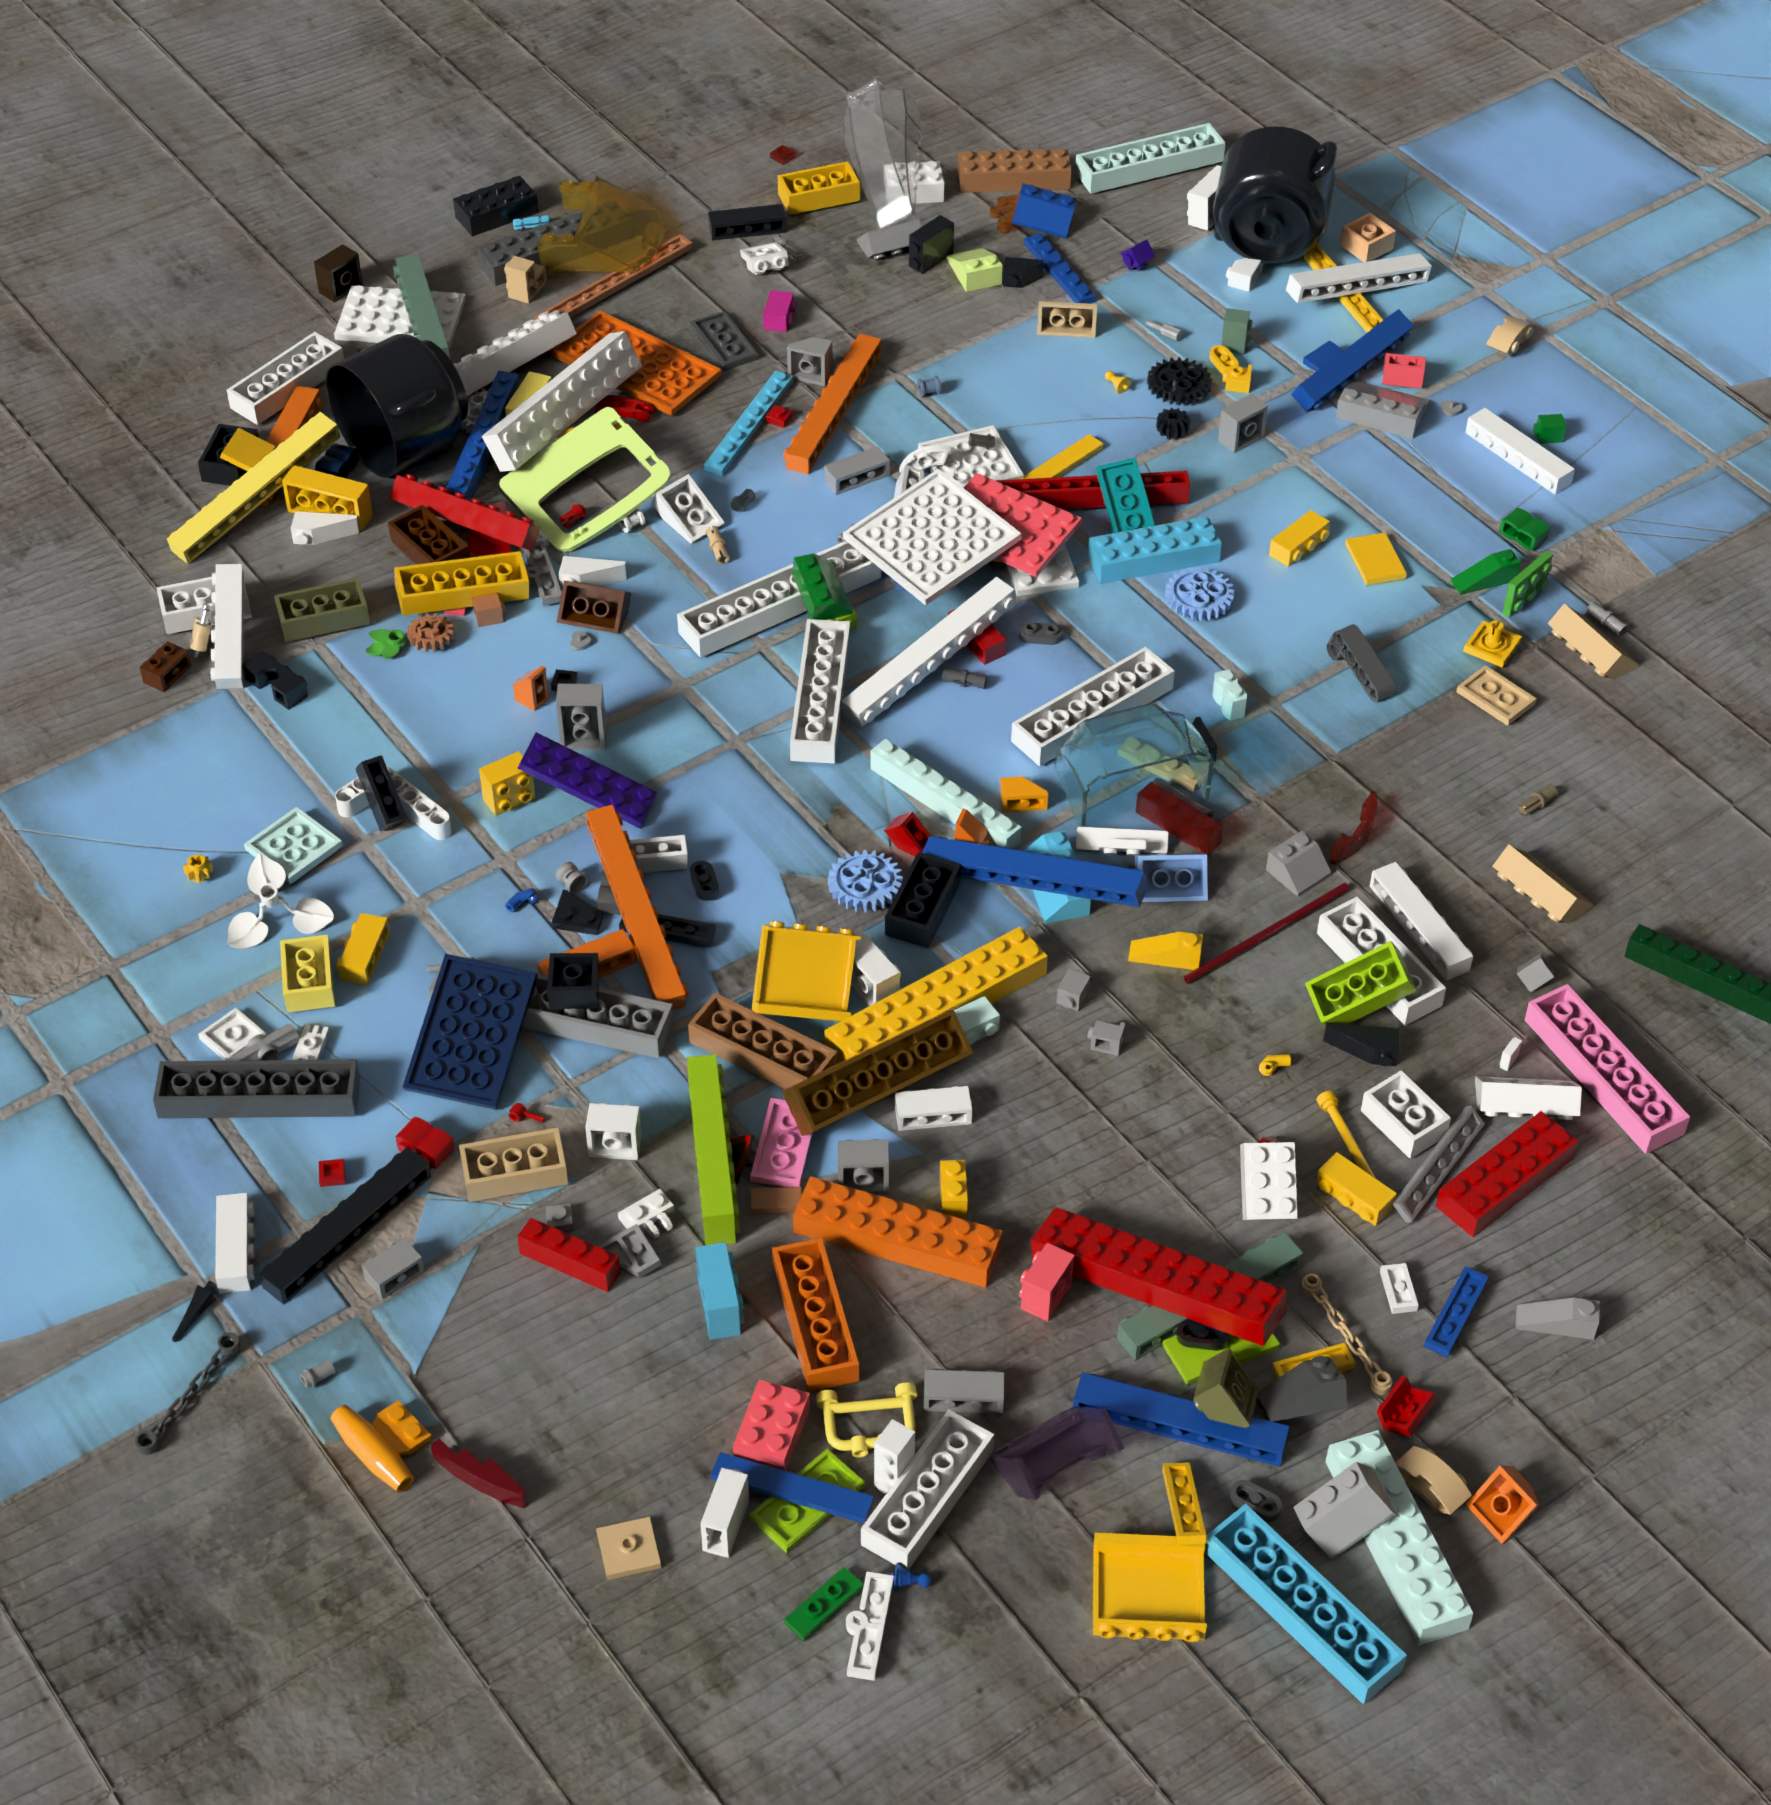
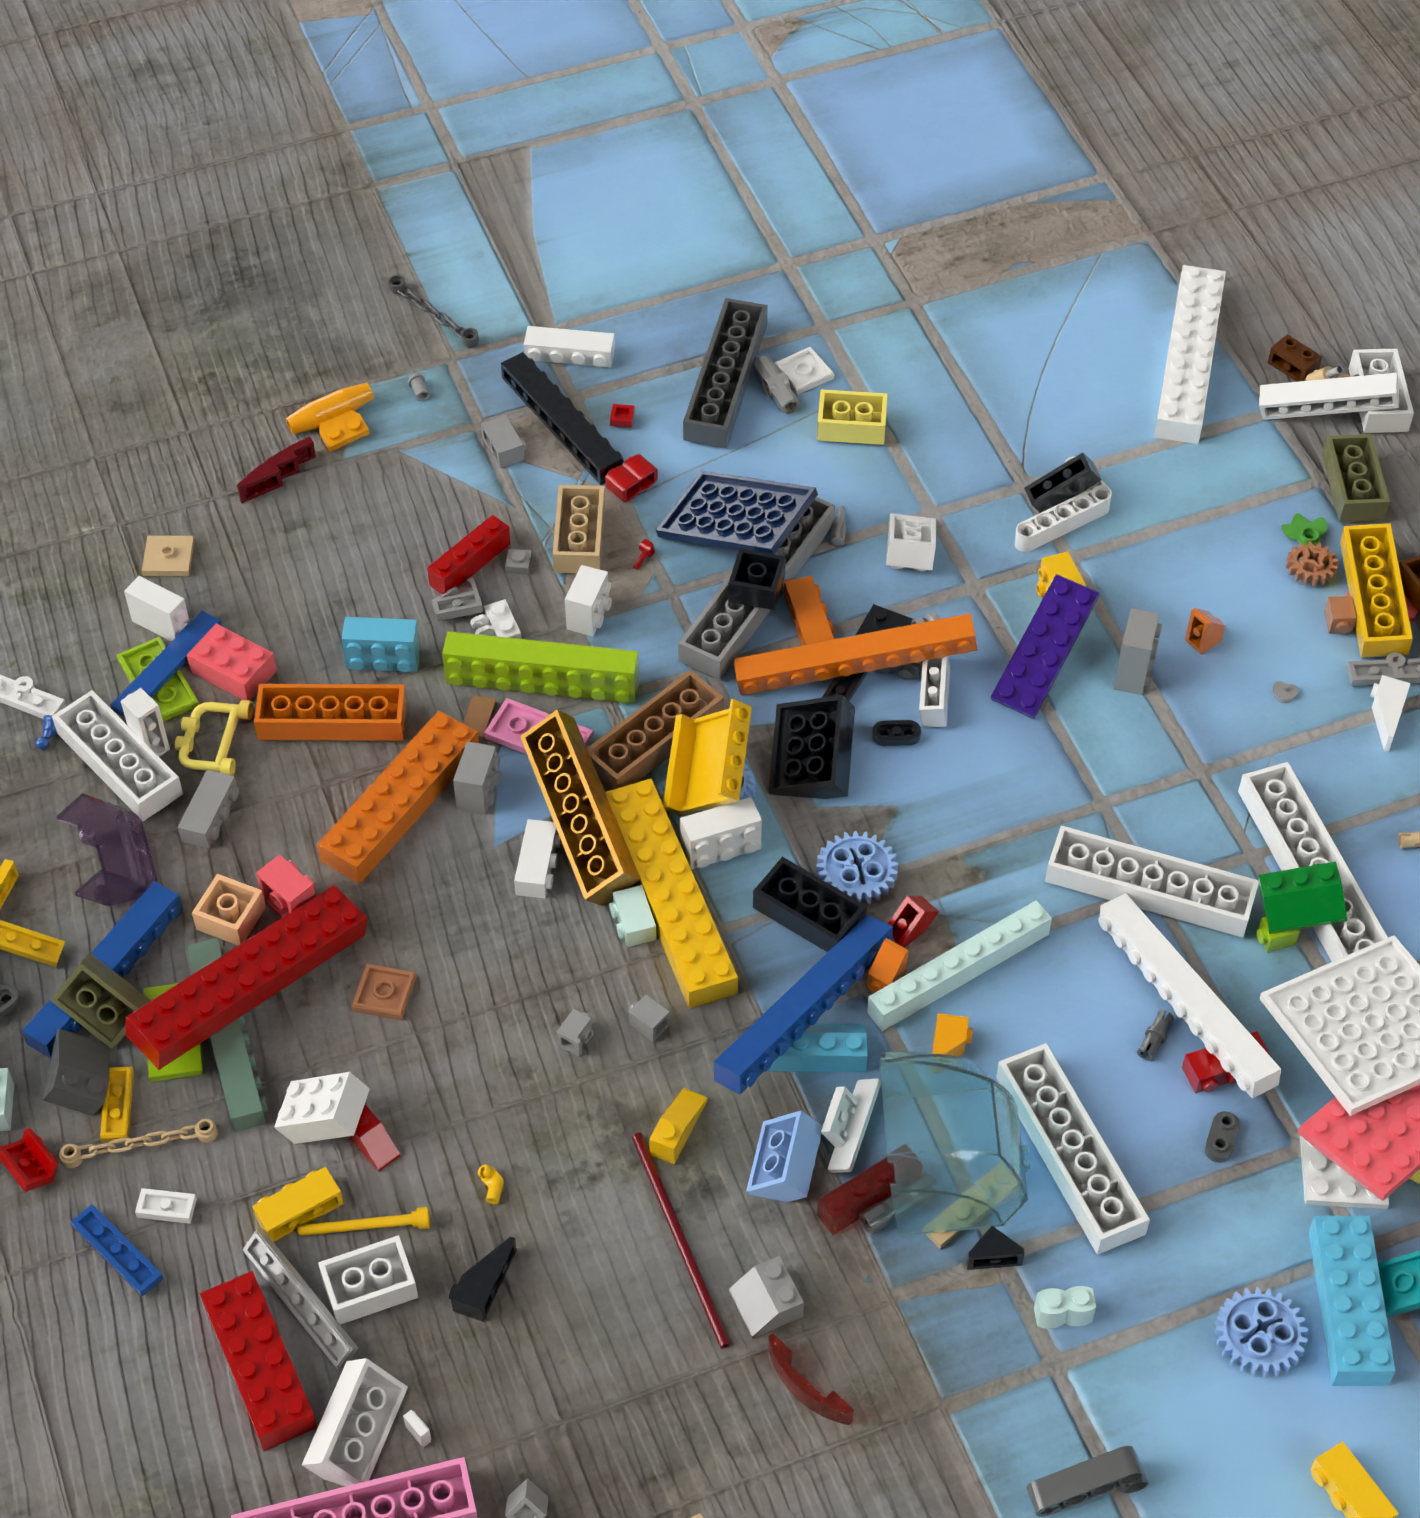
camera: 105 degrees right, 5 degrees up
(168, 737) = (1190, 355): none -> white brick
(198, 868) = (1011, 360): yellow gear -> none
(200, 1302) = (517, 323): black piece -> none
(264, 880) = (925, 388): white plant -> none
(286, 685) = (1274, 430): black arch -> none
(295, 843) = (1027, 429): light aqua plate -> none
(311, 1043) = (768, 417): white hinge -> none
(363, 949) = (876, 463): yellow brick -> none
(464, 905) = (911, 542): none -> white slope
(528, 894) = (914, 586): blue arm -> none
(563, 677) = (1218, 664): black plate -> none
(593, 607) = (1333, 705): reddish brown slope -> none
(733, 922) = (812, 748): none -> black slope
(741, 1149) = (532, 695): black piece -> none
(823, 1603) = (55, 671): green plate -> none
(953, 1188) = (430, 850): yellow brick -> none
(1081, 1328) = (229, 910): none -> light nougat brick
(1114, 1192) = (384, 991): none -> nougat tile
(1355, 930) = (589, 1330): white brick -> none
(1361, 985) = (538, 1277): lime brick -> none
(1421, 921) = (642, 1403): white brick -> none
(1560, 1317) = (65, 1347): light grey slope -> none

